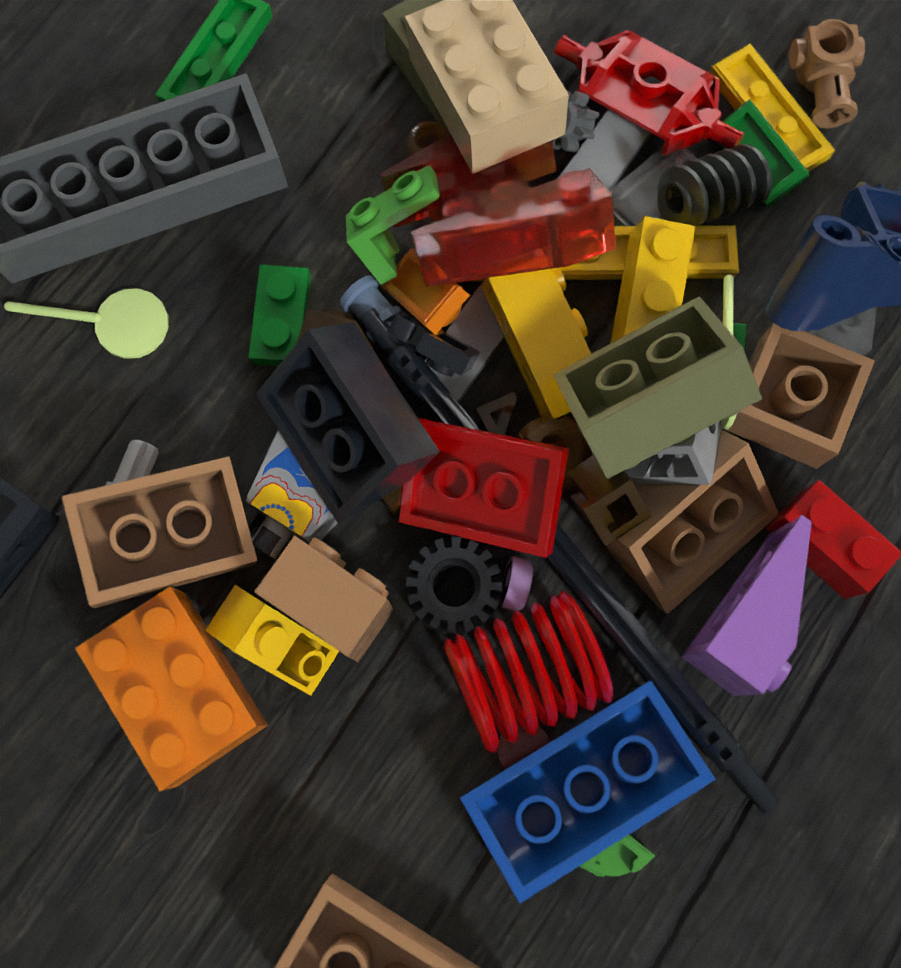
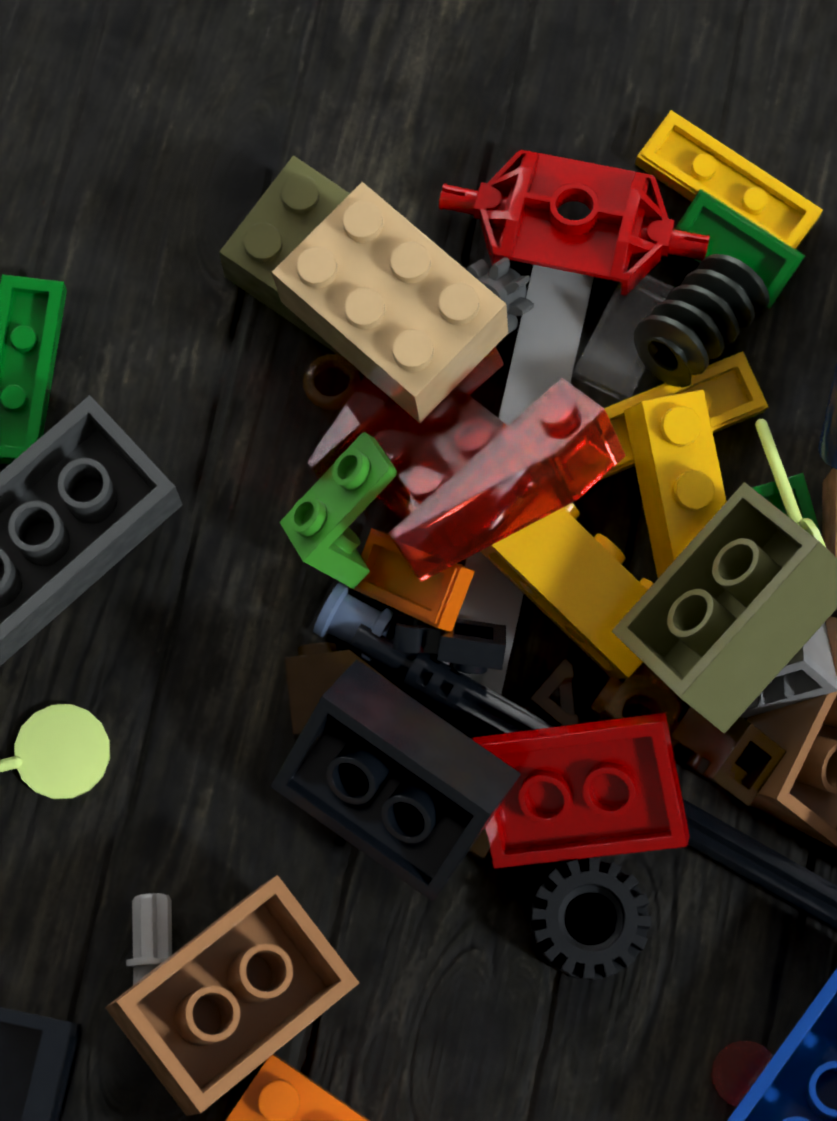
camera: 25 degrees left, 0 degrees up
(271, 640) = (406, 1067): yellow slope -> none
(278, 312) = (243, 672): green plate -> none
(287, 501) = (356, 897): torso -> none
(325, 598) = (459, 993): medium nougat brick -> none
(480, 698) = (664, 1029): red piece -> none
(516, 583) = (662, 886): lavender tile -> none
(826, 68) = (780, 118): medium nougat connector -> none

